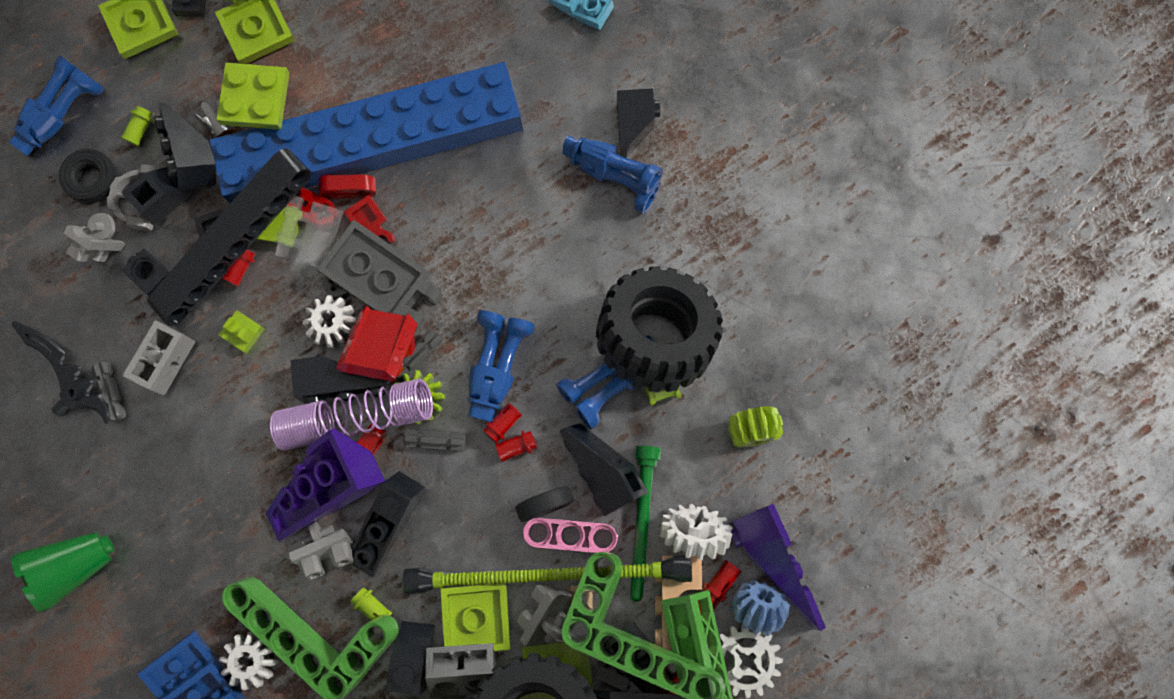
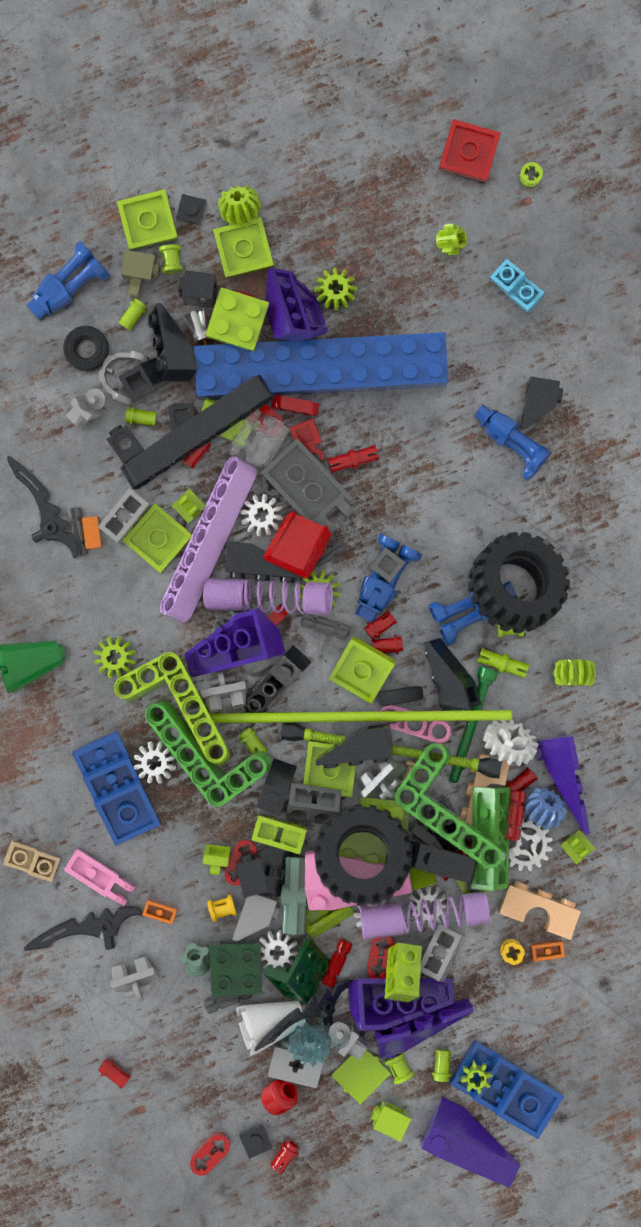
camera: 10 degrees right, 10 degrees up
(127, 393) = (92, 533): none -> orange piece
(135, 74) = (139, 269): none -> olive brick
(164, 239) = (140, 416): none -> lime pin
(166, 531) = (107, 664): none -> lime gear
(172, 55) = (171, 259): none -> lime bush
(201, 73) = (198, 289): none -> black brick
(207, 377) = (157, 538): none -> lime plate
(268, 366) = (208, 539): none -> lavender beam
(270, 572) = (184, 699): none -> lime beam
(321, 76) = (292, 308): none -> dark purple wedge
(364, 38) = (342, 283): none -> lime gear
(428, 233) = (353, 459): none -> red pin
(485, 544) = (377, 716): none -> lime piece
(489, 482) = (362, 669): none -> lime plate
(493, 345) = (387, 565): none -> dark grey plate
(512, 574) = (367, 743): none -> black slope
(664, 435) = (503, 663): none -> lime pin
(725, 626) = (515, 816): none -> red axle
(813, 648) = (577, 846): none -> lime tile

